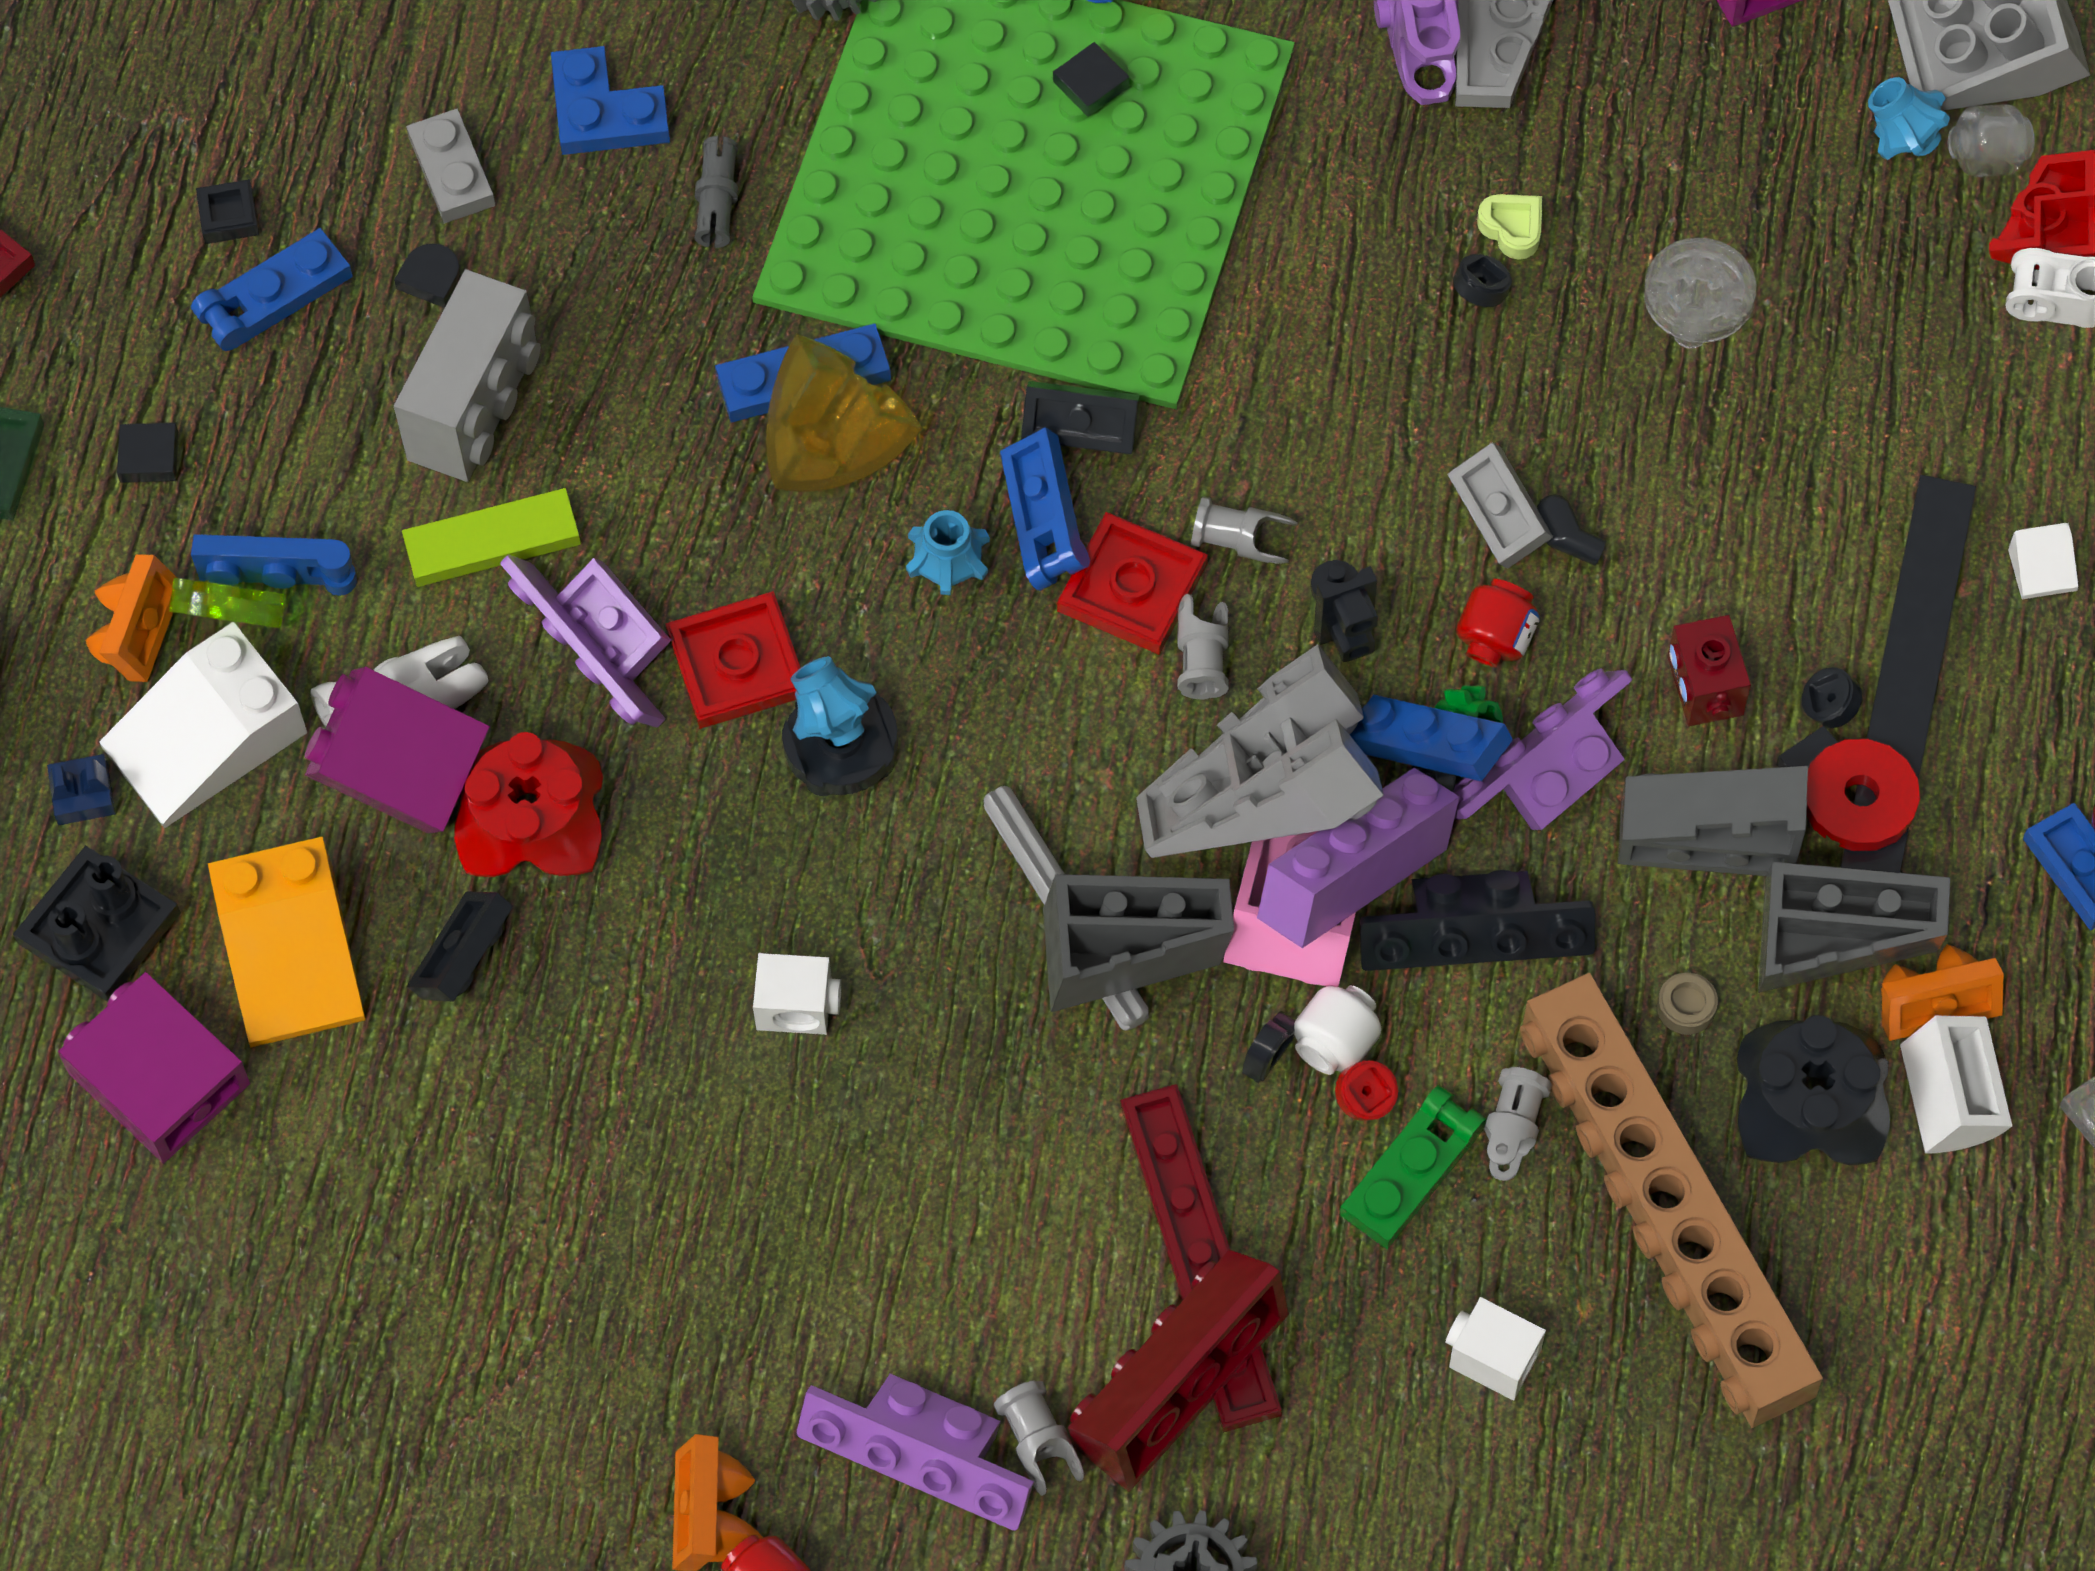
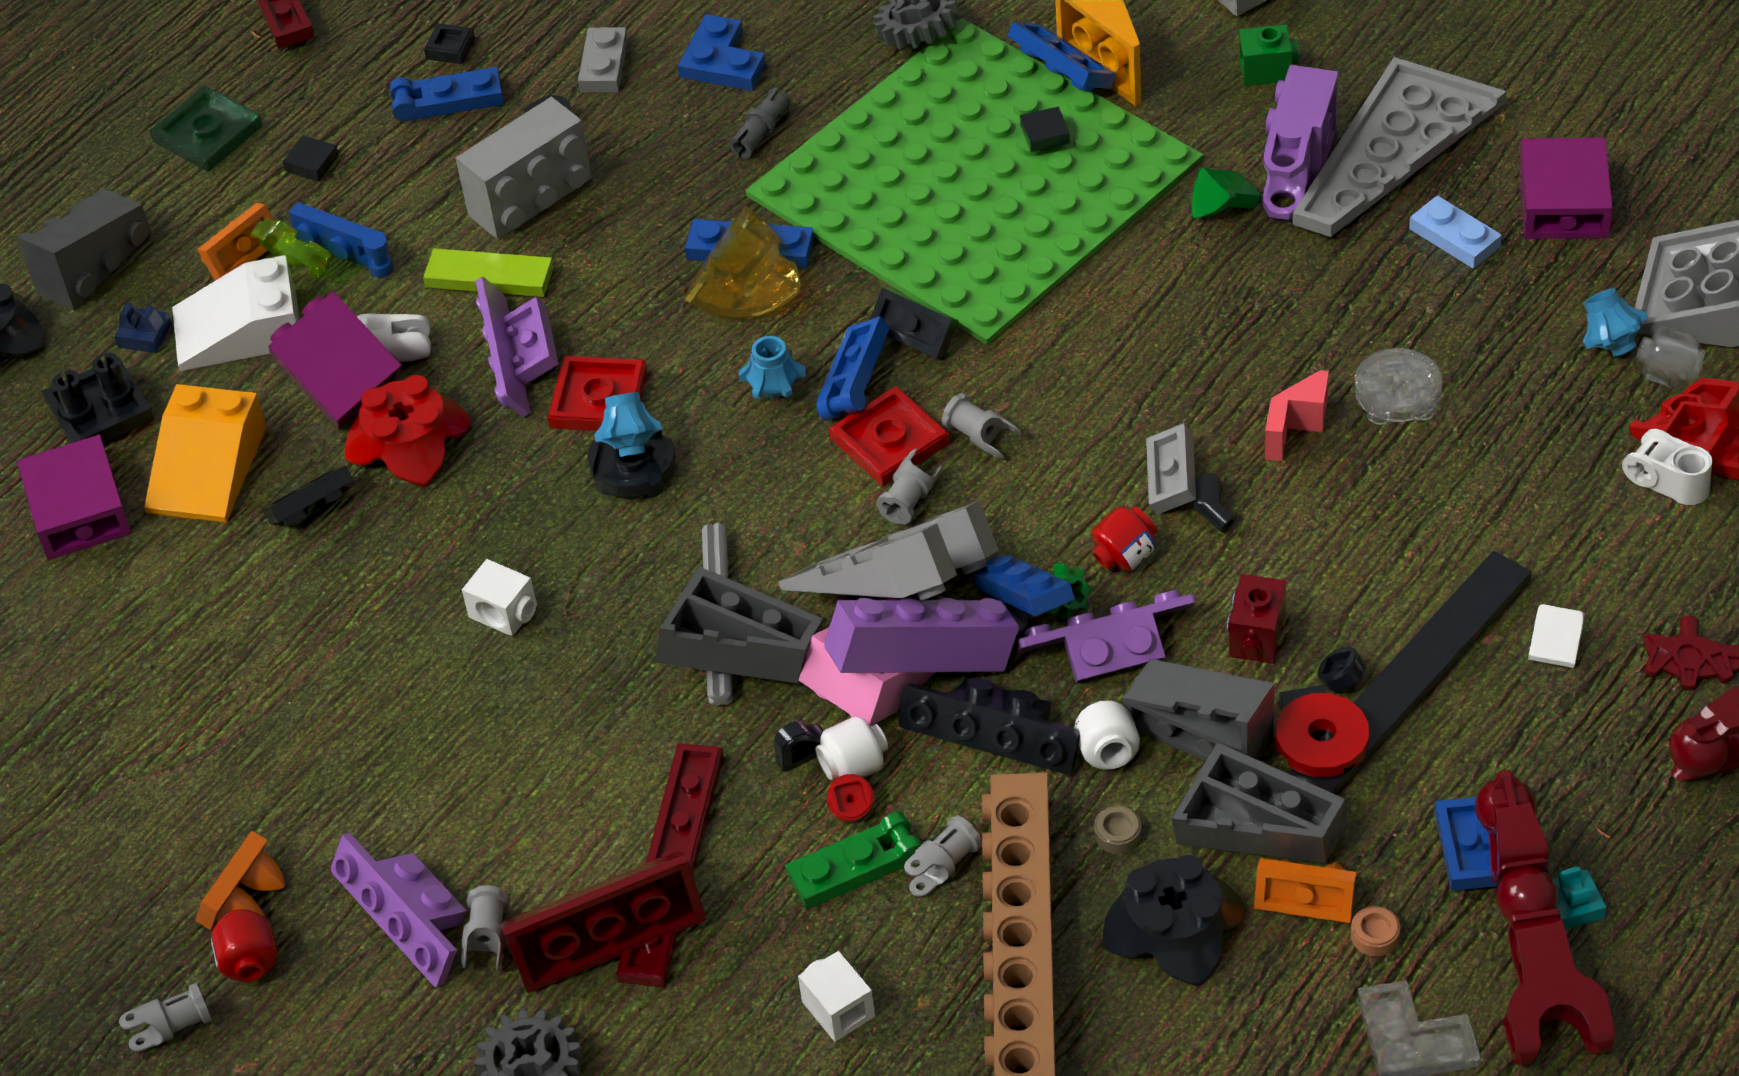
camera: 30 degrees right, 15 degrees down
(1345, 608) = (1017, 492): black hips -> none
(1353, 94) = (1221, 189): none -> green tile
(1482, 280) = (1245, 331): black tile -> none
(1512, 222) = (1291, 306): yellowish green tile -> none
(1608, 365) = (1296, 408): none -> coral slope
(1621, 889) = (1107, 735): none -> white head
(1651, 48) = (1455, 231): none -> light blue plate
(1955, 1083) = (1283, 950): white brick -> none
(2035, 1014) = (1375, 931): none -> nougat tile

